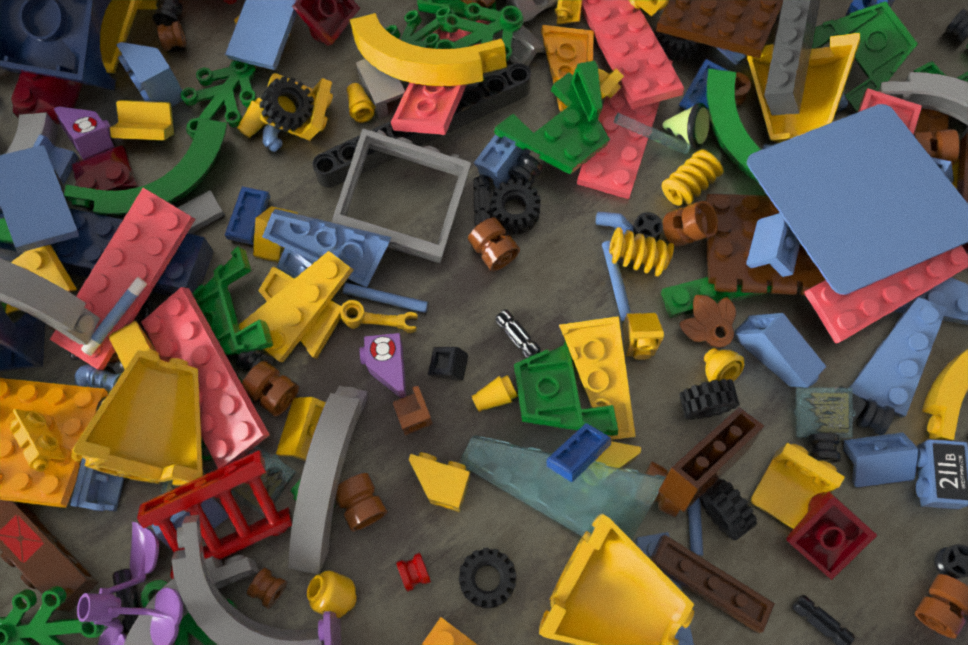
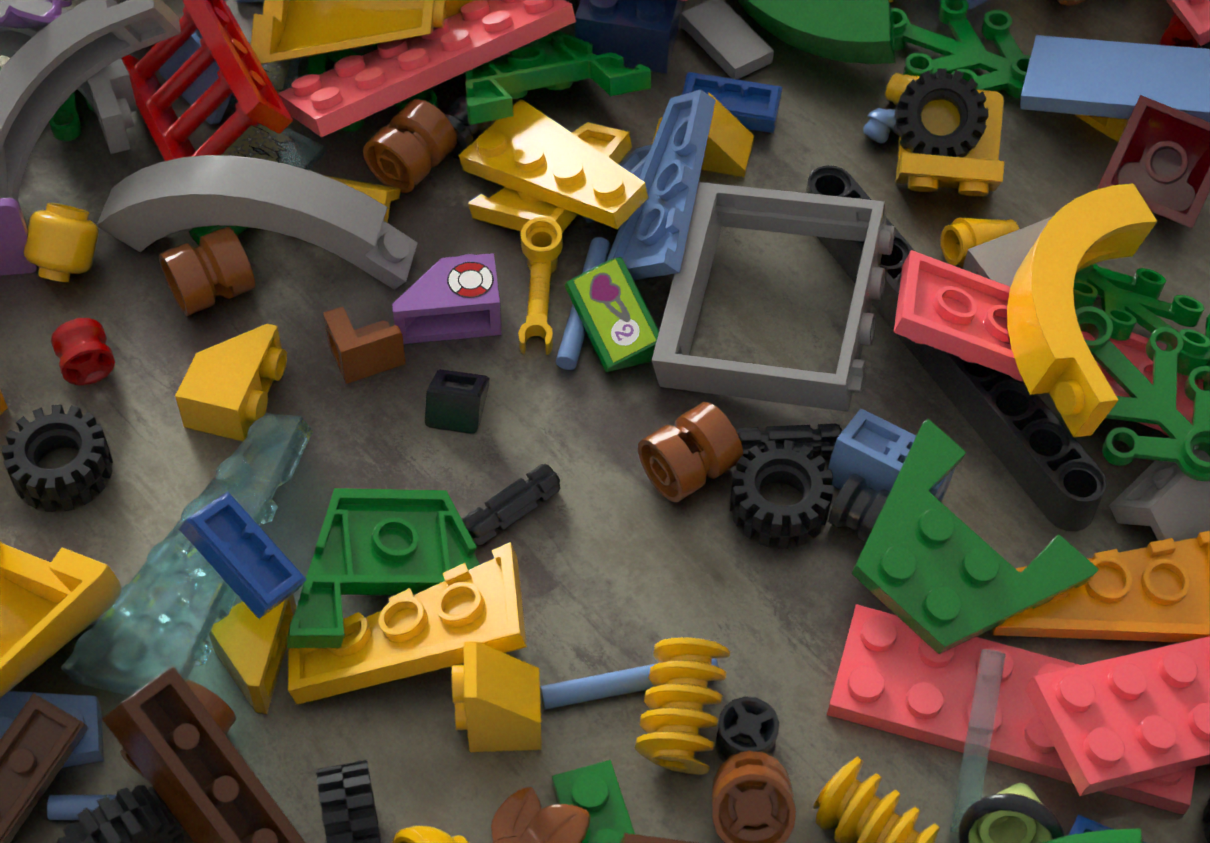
camera: 85 degrees right, 15 degrees down
(266, 588) = (87, 168): dark orange wheel -> none
(401, 278) = (614, 315): none -> slope
(495, 394) = (390, 462): yellow cone -> none
(588, 90) = (1059, 587): green slope -> none
(609, 82) = (1085, 633): yellow plate -> none
(613, 220) = (762, 674): medium blue arm -> none

